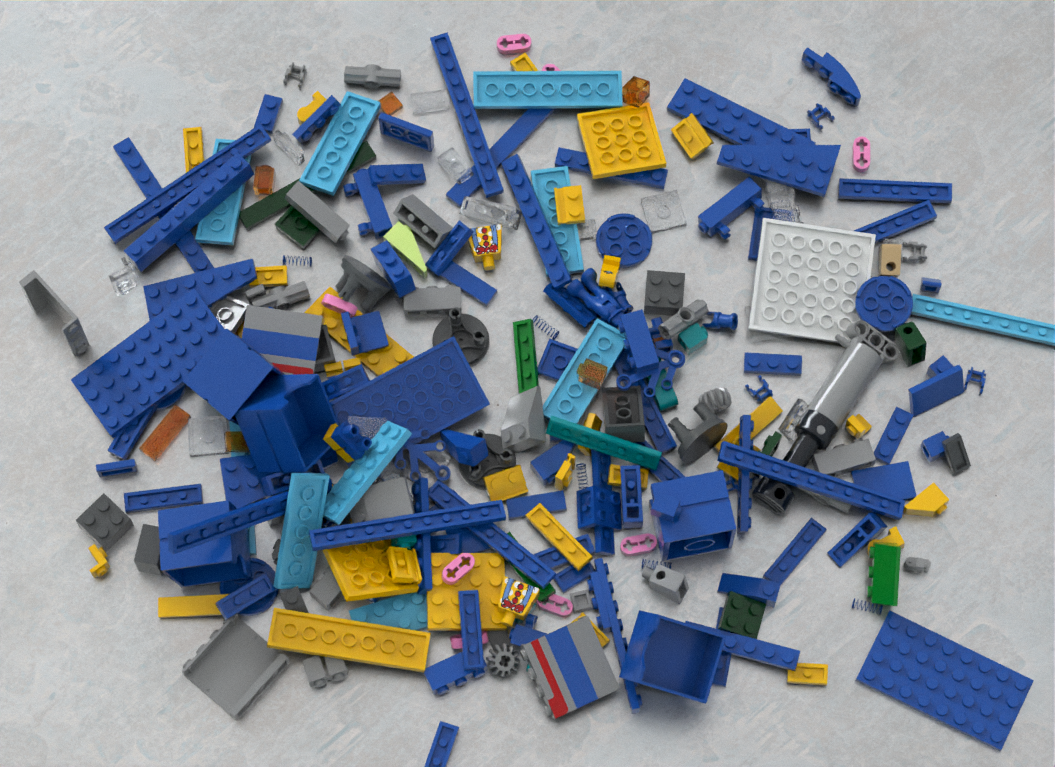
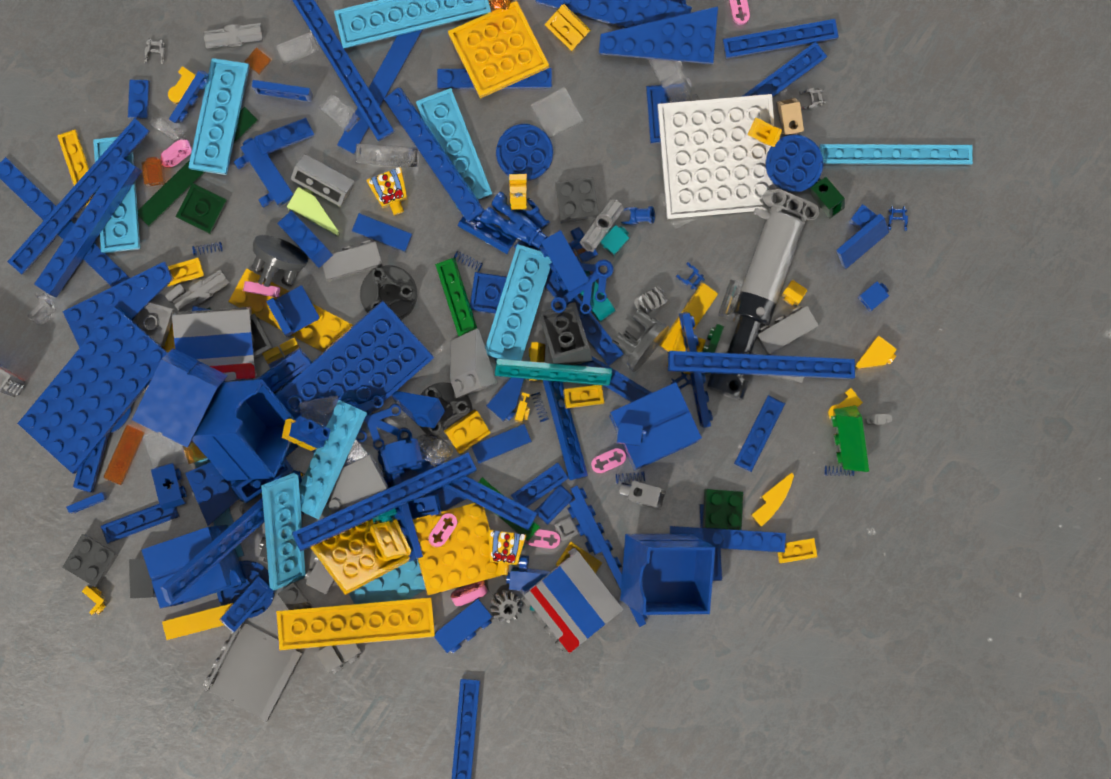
camera: 15 degrees left, 15 degrees up
(200, 469) = (162, 478): none -> blue brick
(290, 166) = (176, 153): none -> bright pink beam
(317, 212) = (215, 198): light grey brick -> none
(435, 486) = (401, 456): none -> blue brick
(449, 248) = (354, 203): blue tile -> none
(467, 491) = (434, 449): none -> clear tile
(471, 630) = (469, 587): blue tile -> none
(559, 537) = (531, 473): yellow tile -> none
(569, 205) = (462, 130): yellow plate -> none
(587, 230) = (485, 149): clear tile -> none
(592, 373) = (525, 304): clear orange brick -> none
(598, 508) = (563, 435): blue bracket -> none
(631, 496) = (591, 417): blue slope -> none
(729, 207) = (621, 95): blue brick -> none
(752, 587) = (723, 480): blue slope -> none
(773, 364) = (698, 247): blue plate -> none
(793, 619) = (773, 500): none -> yellow slope
(857, 538) = (816, 407): blue slope -> none
(861, 266) = (764, 132): none -> yellow bracket
(888, 479) = (832, 341): blue tile -> none
(892, 435) = (829, 294): blue plate -> none
(930, 285) = (835, 128): blue slope -> none
(944, 680) = (926, 526): blue plate -> none
(956, 453) = (894, 300): dark grey tile -> none

